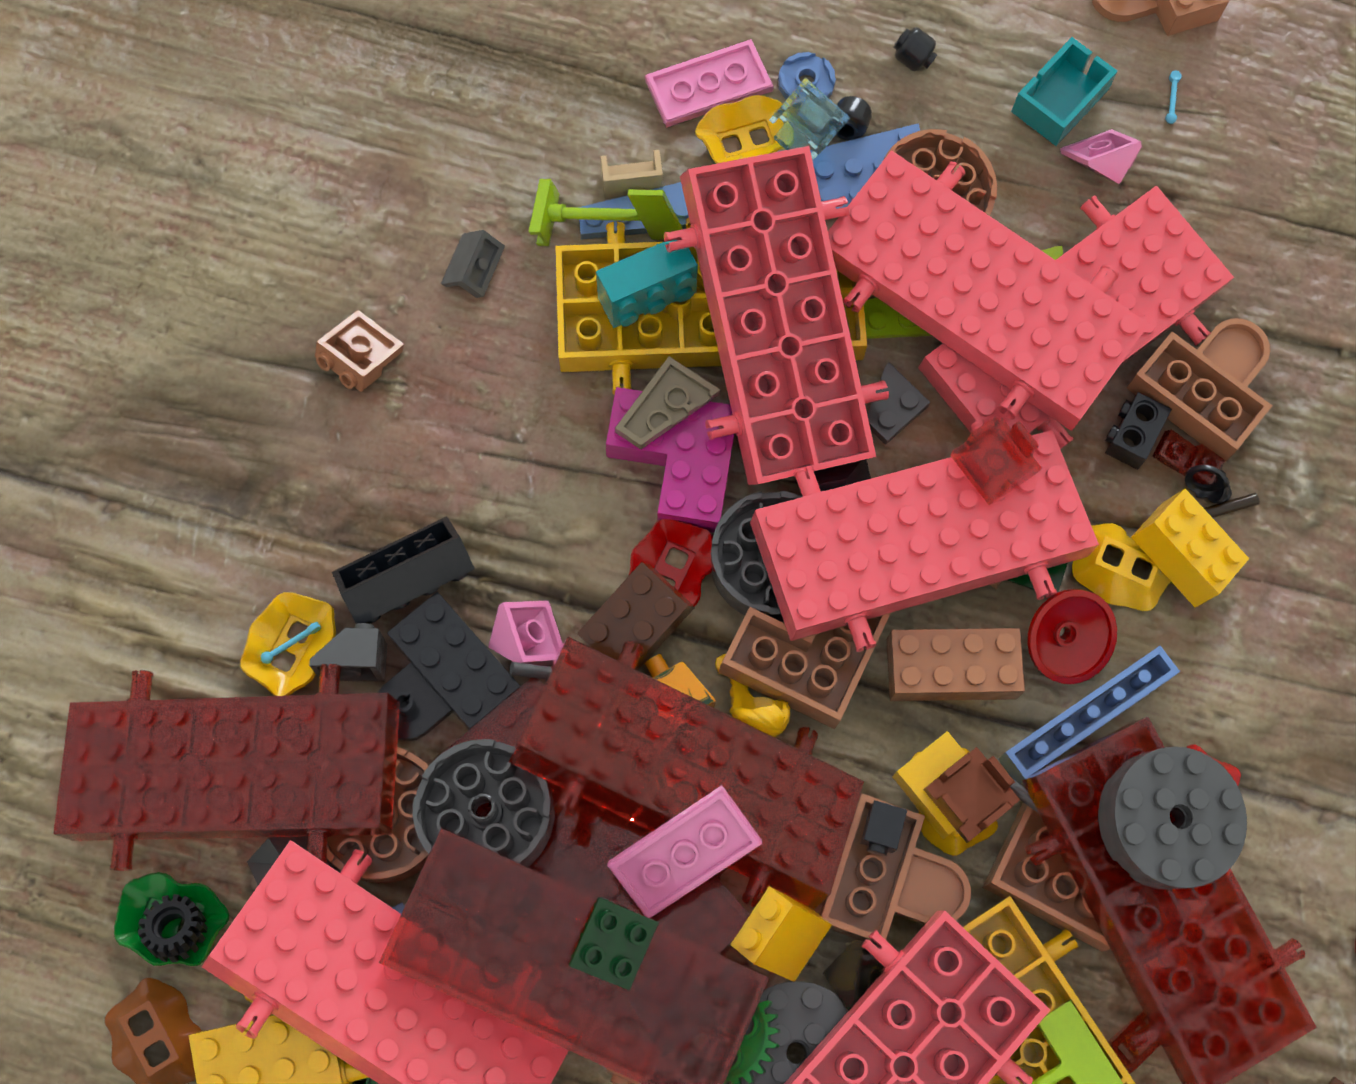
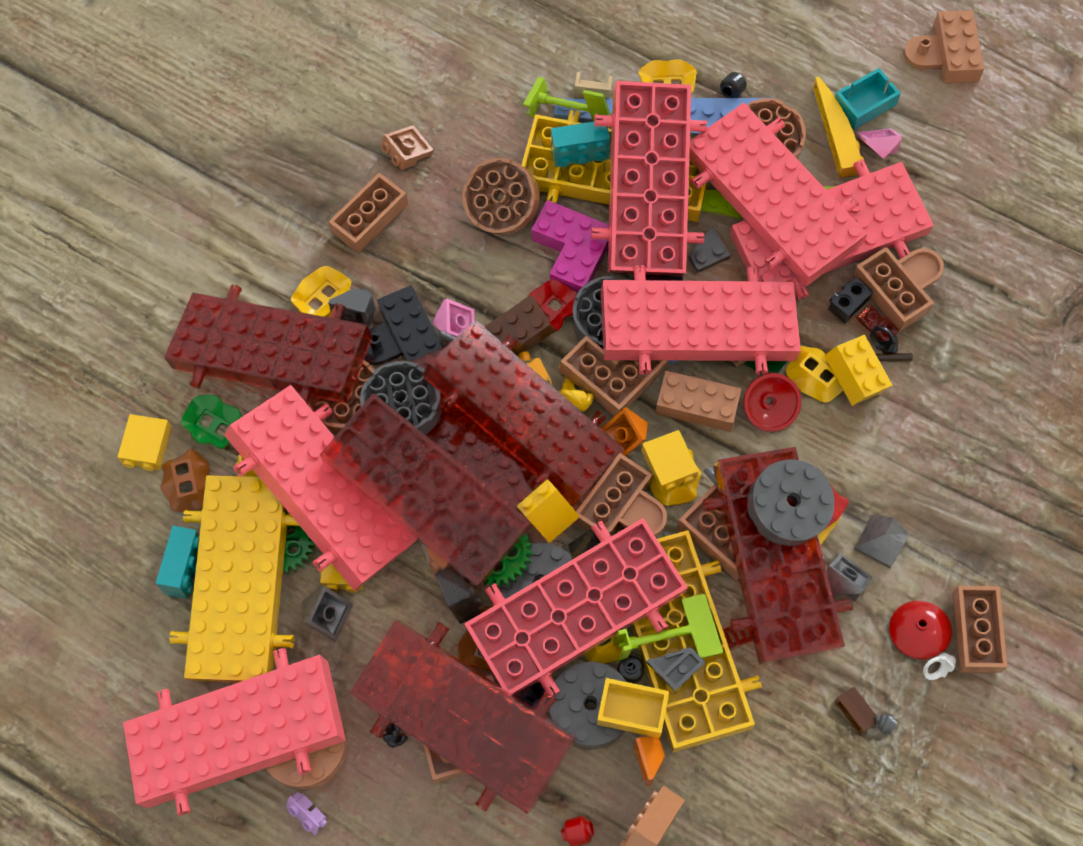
camera: 20 degrees right, 5 degrees down
(61, 991) = (144, 442): none -> yellow brick
(182, 942) = (211, 416): black tyre -> none
(267, 657) = (337, 289): medium azure hinge -> none
(328, 482) = (368, 213): none -> nougat brick
(403, 571) = (396, 269): black brick -> none
(474, 262) = (487, 115): dark grey panel -> none
(573, 401) = (519, 199): none -> nougat brick
(613, 943) = (449, 477): dark green hinge -> none
(665, 402) = (570, 213): dark tan wing -> none
(684, 852) = (505, 448): bright pink tile -> none
(708, 81) = (665, 45): bright pink tile -> none
(806, 64) = (714, 67): medium blue tile -> none
(808, 119) = (705, 77): clear light blue panel -> none
(858, 748) = (627, 430): none -> orange slope
(883, 828) = (625, 471): black brick -> none
(915, 49) = (784, 55): black head -> none
(973, 793) = (682, 464): copper panel -> none
(997, 458) = (753, 286): clear red panel -> none
(1034, 153) = (838, 131): none -> yellow slope
(1088, 715) = (800, 436): medium blue brick -> none
(1174, 77) = (940, 107): medium azure hinge -> none
(1277, 898) = (847, 578): none -> flat silver slope
(1305, 817) = (882, 539): none -> flat silver slope

